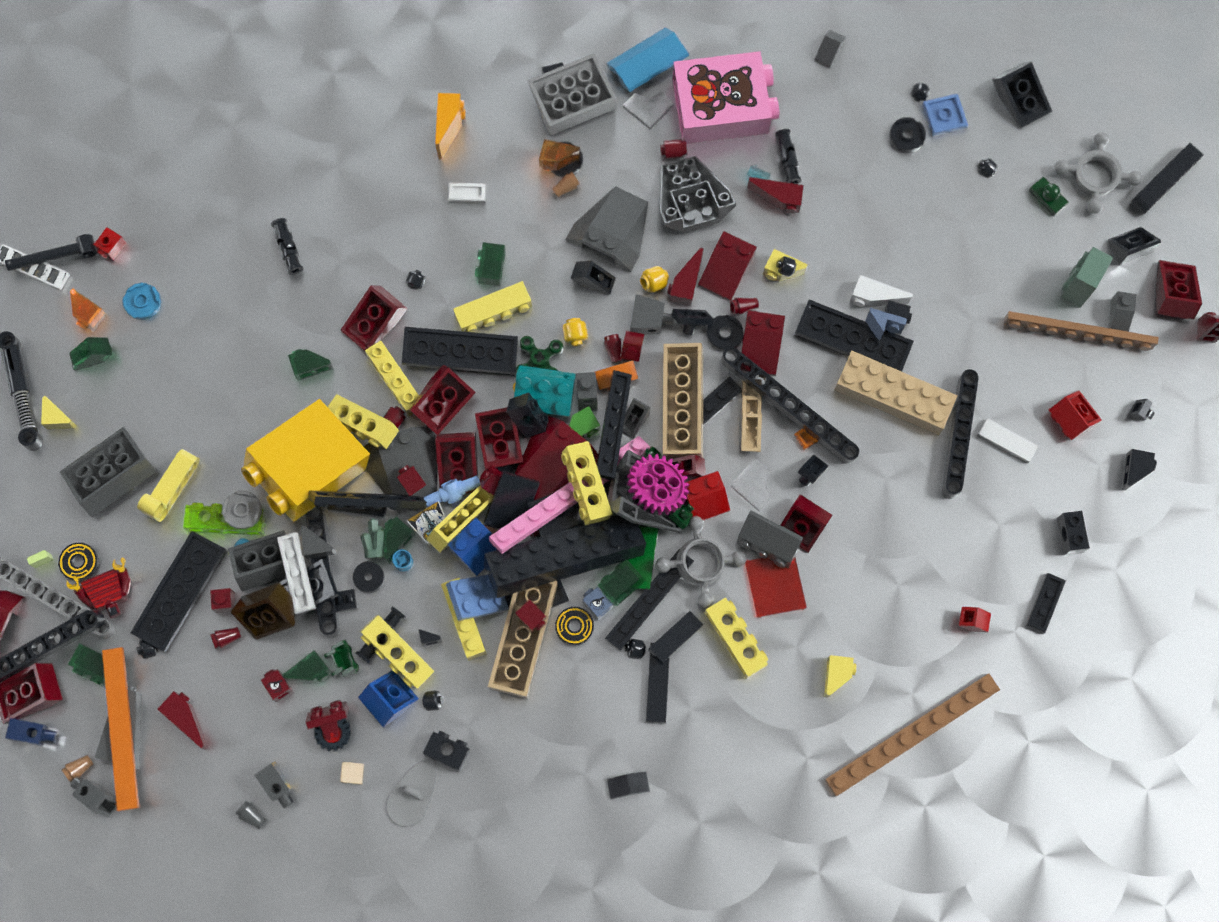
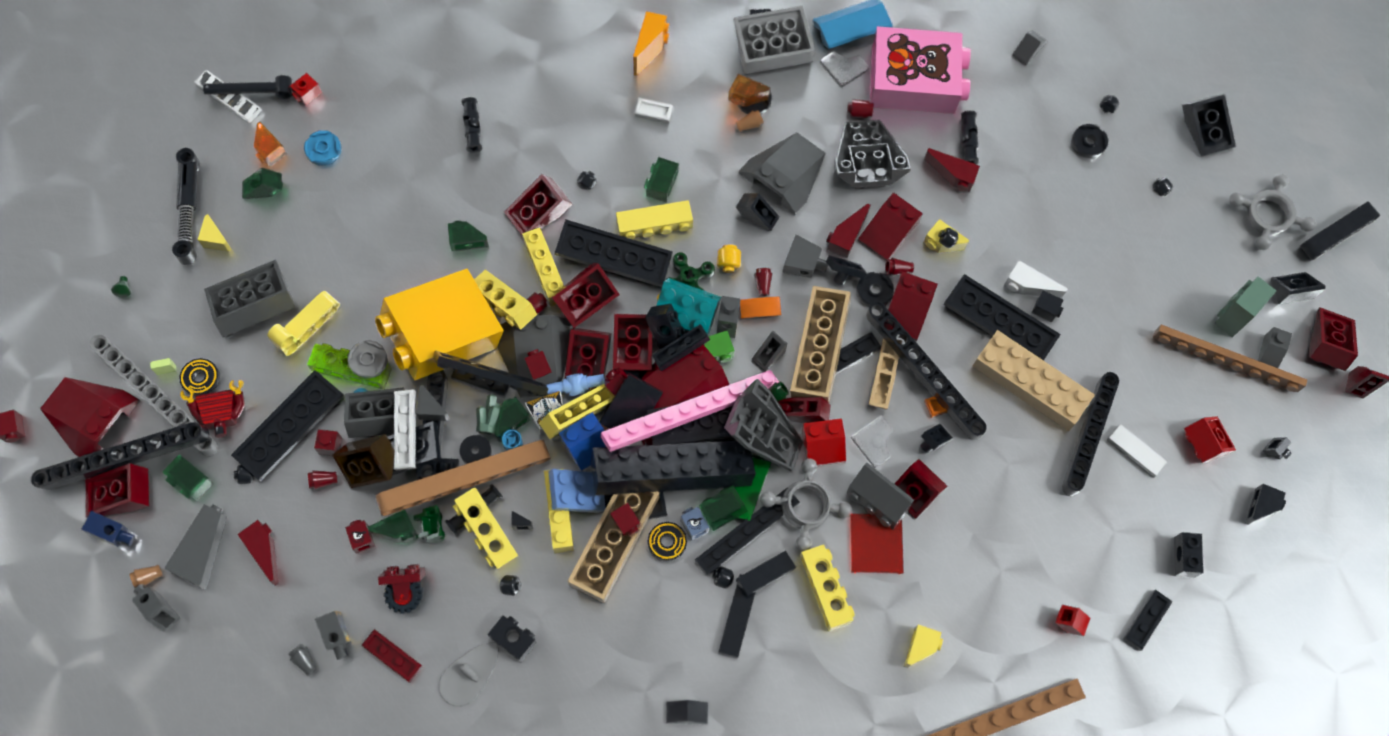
camera: 10 degrees right, 5 degrees down
(120, 729) = (196, 546): orange tile -> none
(335, 792) = (392, 655): none -> dark red tile
(352, 773) = (413, 639): tan slope -> none
(363, 607) = (462, 477): none -> medium nougat beam
(387, 697) = (466, 572): blue slope -> none
(547, 434) = (681, 347): none -> black tile
(583, 454) = (713, 392): light yellow brick -> none
(613, 424) = (747, 353): black plate -> none
(632, 346) = (782, 282): dark red brick -> none
(654, 279) = (816, 225): yellow head -> none
(658, 484) = (785, 420): dark pink gear -> none
(682, 516) = (796, 453): dark green tile -> none
(758, 173) = (934, 144): clear light blue pin -> none
(881, 321) = (1033, 308): sand blue slope -> none
(945, 115) = (1130, 129): medium blue tile -> none
(1049, 195) = (1219, 224): dark green tile -> none

